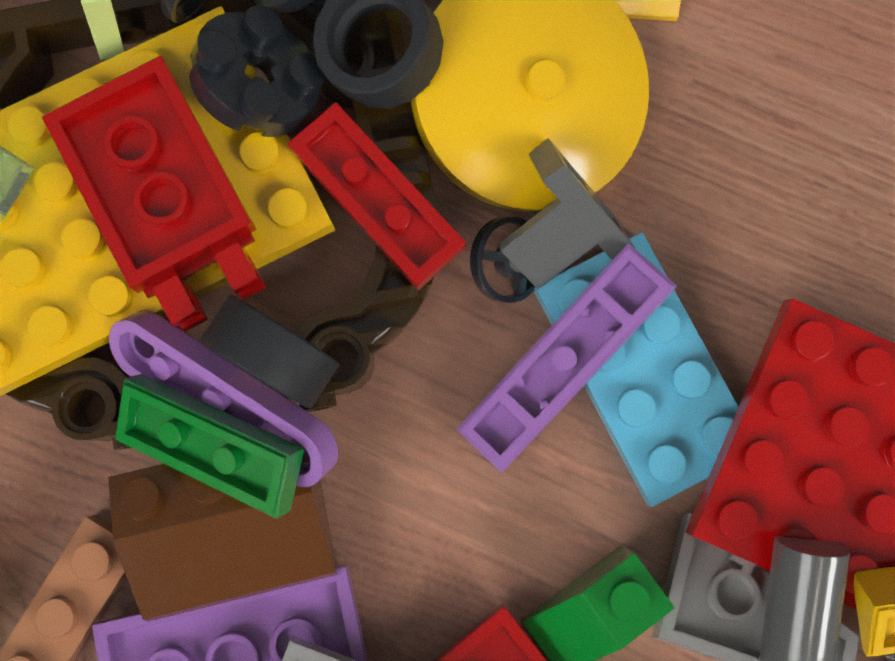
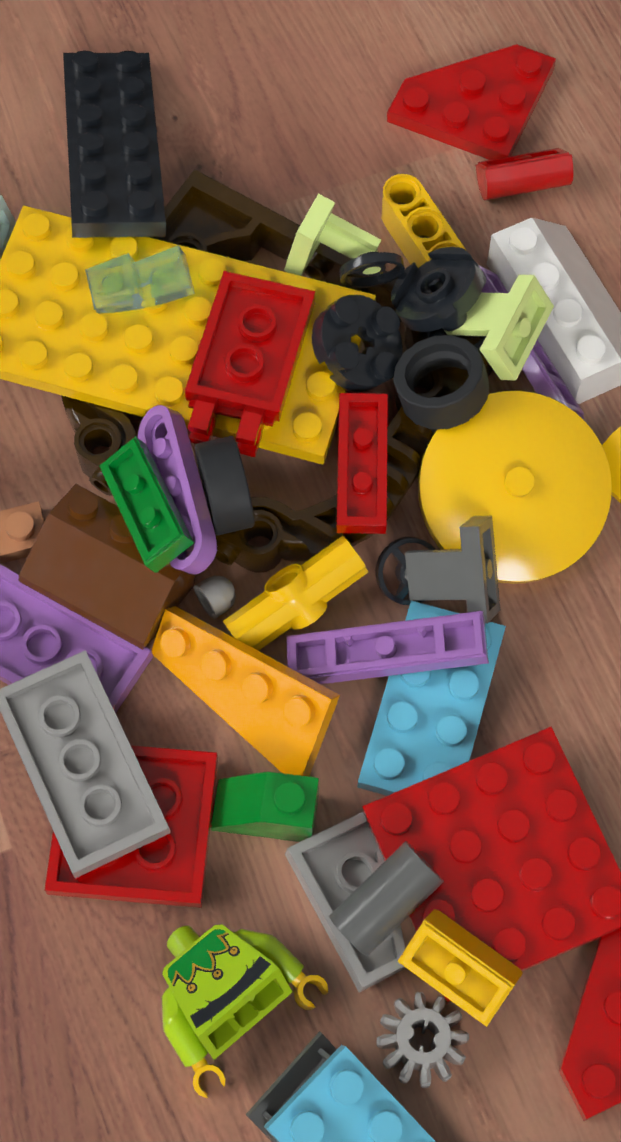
camera: 45 degrees right, 15 degrees down
(355, 448) = (215, 595): none -> light grey hinge
(430, 386) = (297, 595): none -> yellow piece
(486, 516) = (256, 695): none -> light orange wing

